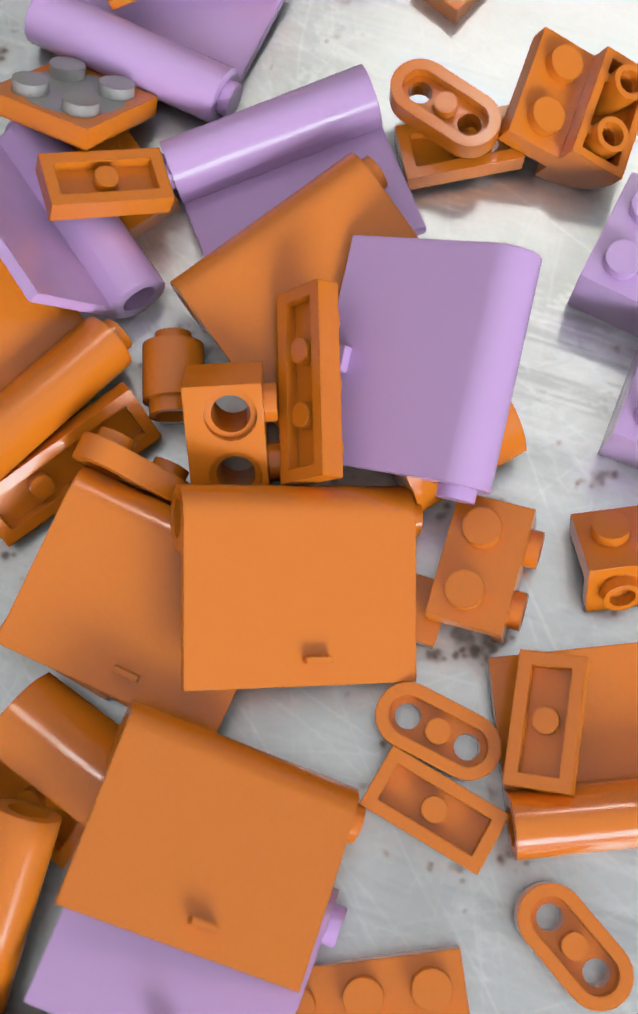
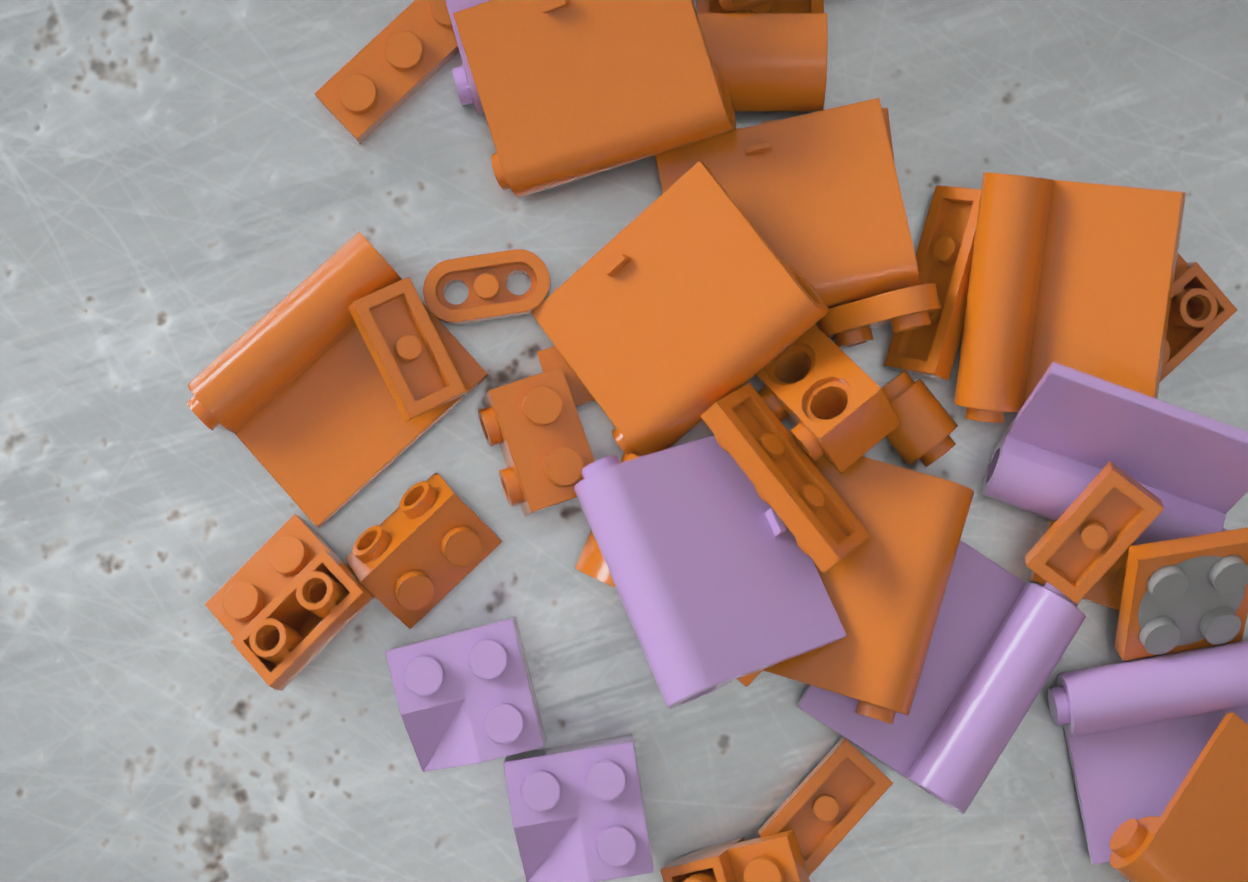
camera: 135 degrees right, 10 degrees up
(434, 809) = (447, 225): orange plate -> none
(450, 107) = (856, 822): orange plate -> none
(571, 944) = (276, 202): orange plate -> none

